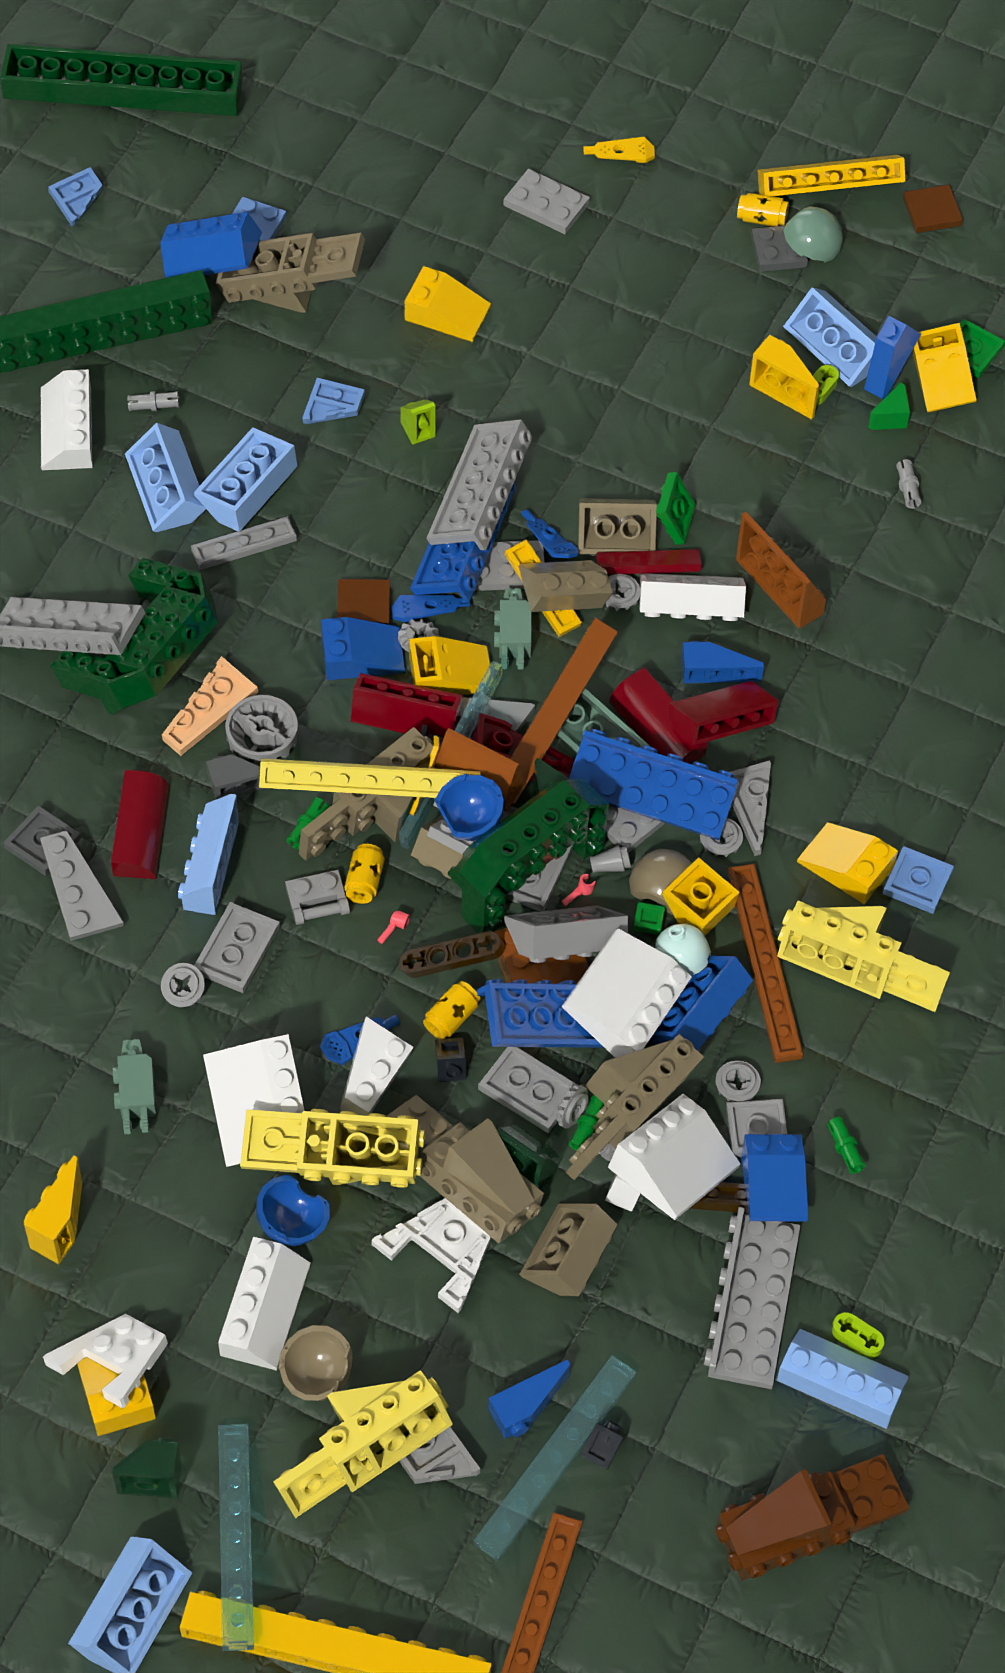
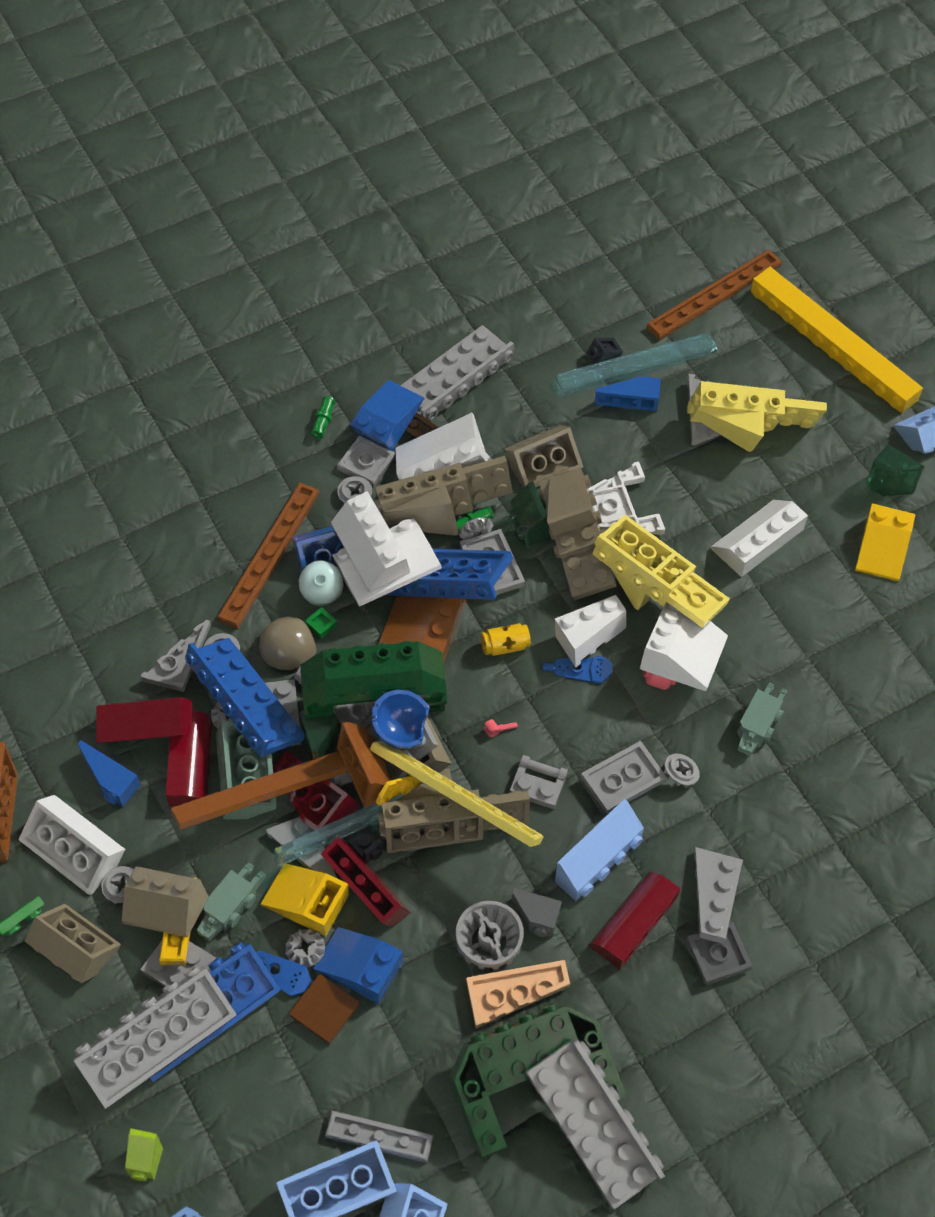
camera: 145 degrees left, 0 degrees up
(54, 1221) = (871, 653): yellow slope -> none
(119, 1345) = (868, 553): white wing -> none
(235, 1538) = (859, 417): clear light blue tile -> none
(289, 1213) = (713, 563): blue cylinder -> none
(312, 812) = (500, 843): green pin -> none
(315, 1362) = (752, 473): dark tan cylinder -> none
(364, 873) = (494, 772): yellow piece -> none
(450, 1059) = (528, 611): black bracket -> none
(451, 951) = (481, 666): dark brown beam -> none
(549, 538) = (131, 956): blue piece -> none
(564, 931) = (389, 626): light grey slope -> none
(649, 561) = (77, 896): dark red tile -> none
(651, 985) = (369, 542): none -> white slope
(700, 897) = (279, 600): yellow slope -> none
(808, 1516) = (523, 253): reddish brown wedge -> none
(842, 1378) = (438, 305): light blue slope -> none
(849, 860) = (153, 579): yellow slope -> none
(852, 940) = (211, 510): light yellow wedge -> none
(858, 1335) = (414, 322): lime beam -> none
(918, 880) = (122, 540): medium blue plate -> none

